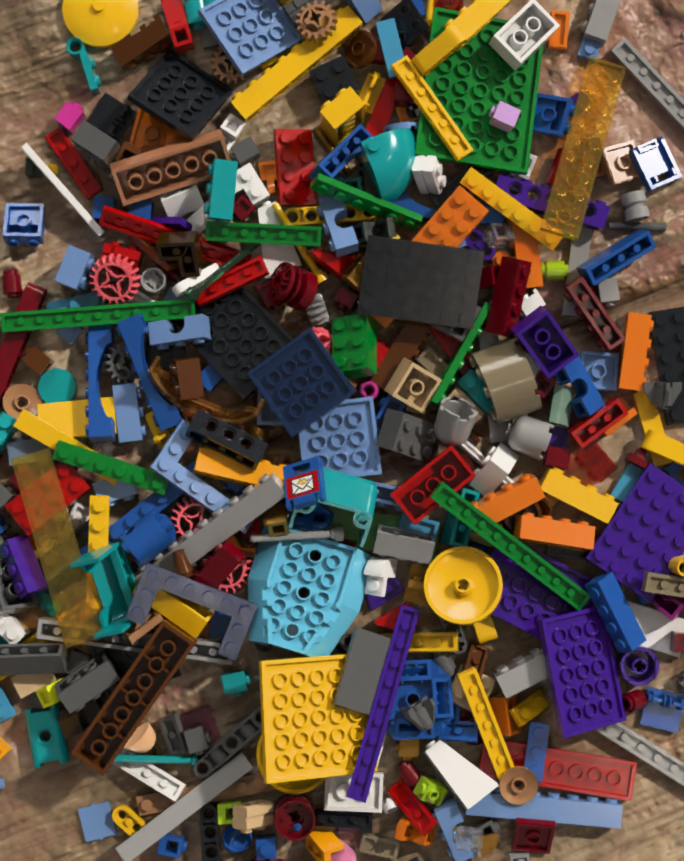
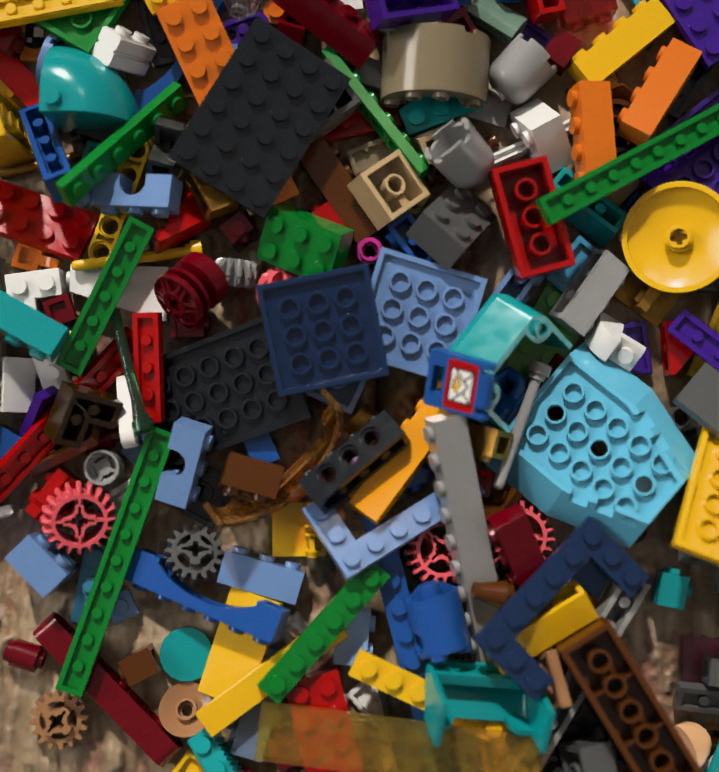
camera: 65 degrees left, 0 degrees up
(133, 333) = (158, 523): blue arch -> none

